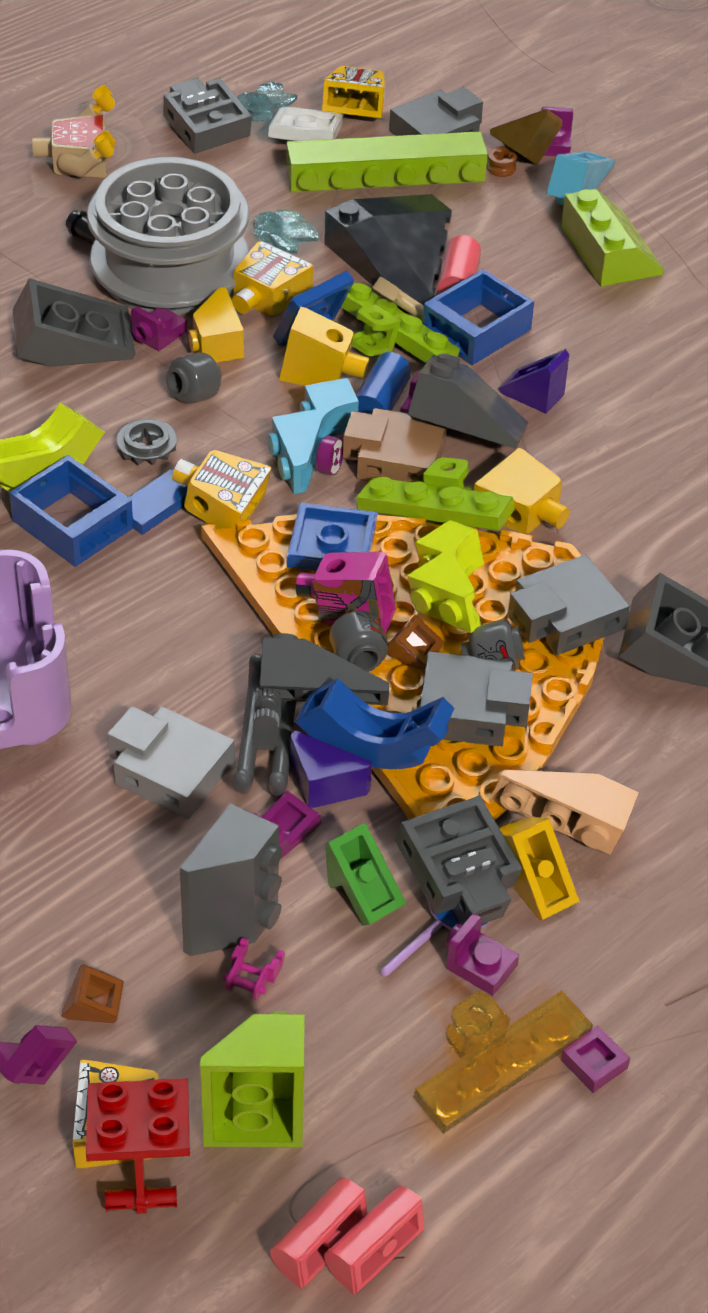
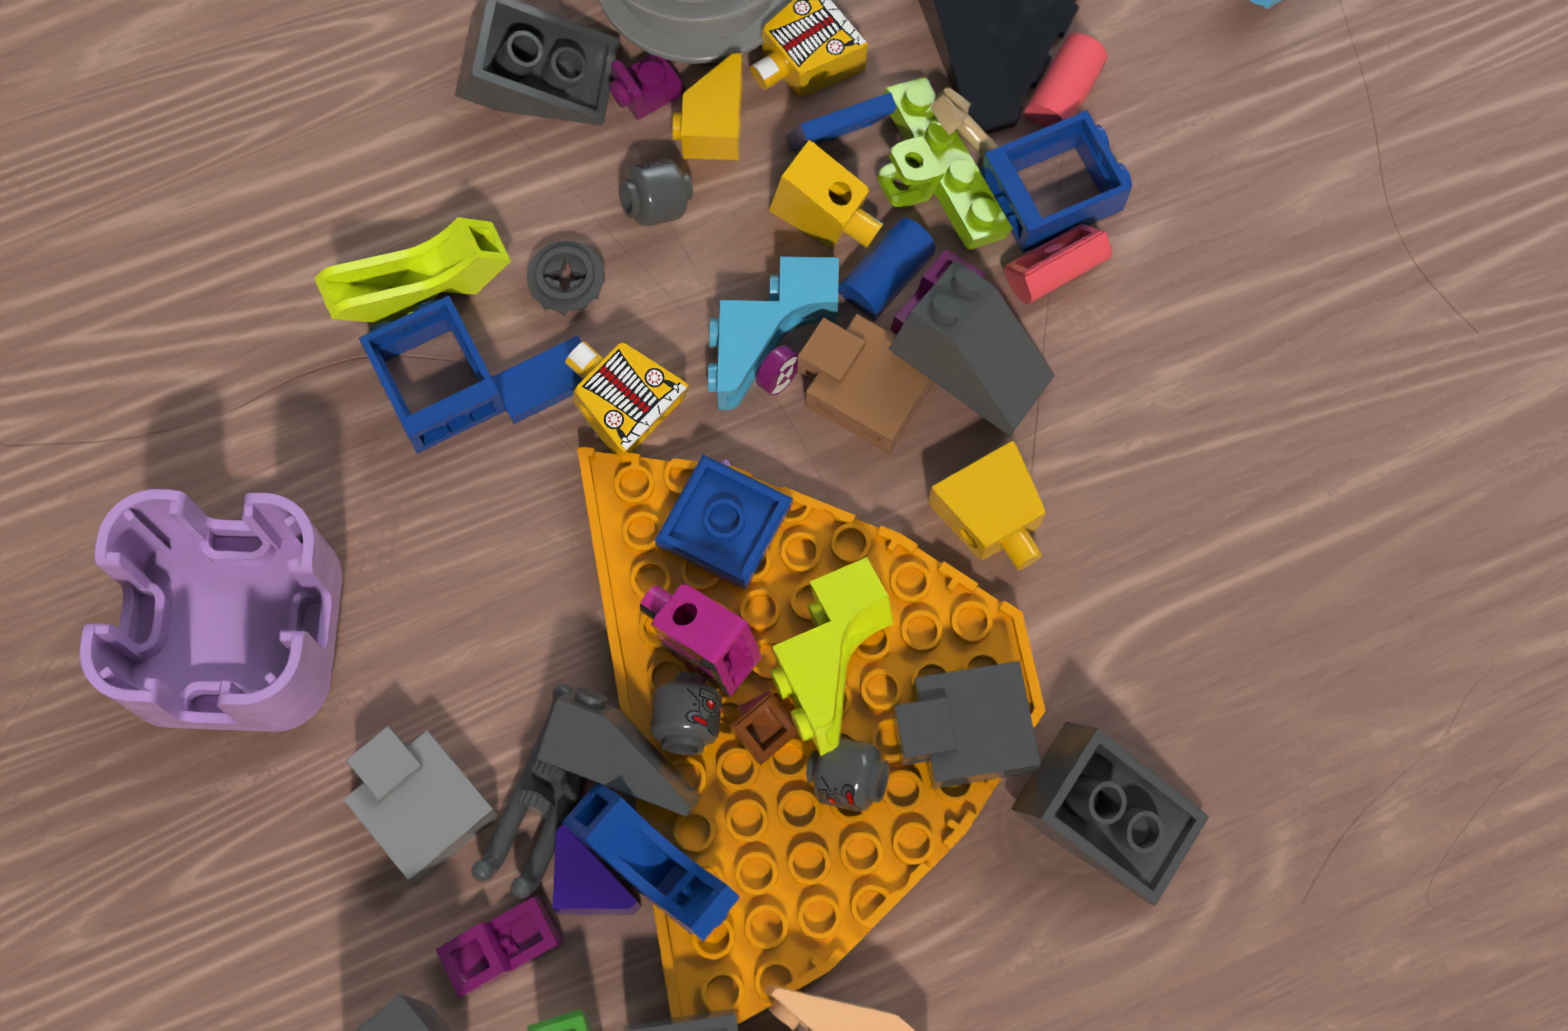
camera: 20 degrees right, 25 degrees up
(438, 497) = (882, 490): lime plate -> none
(481, 692) = (792, 841): piece -> none
(505, 356) = (1057, 262): none -> coral brick
(540, 382) = (1088, 316): dark purple slope -> none
(606, 239) = (1286, 83): lime slope -> none

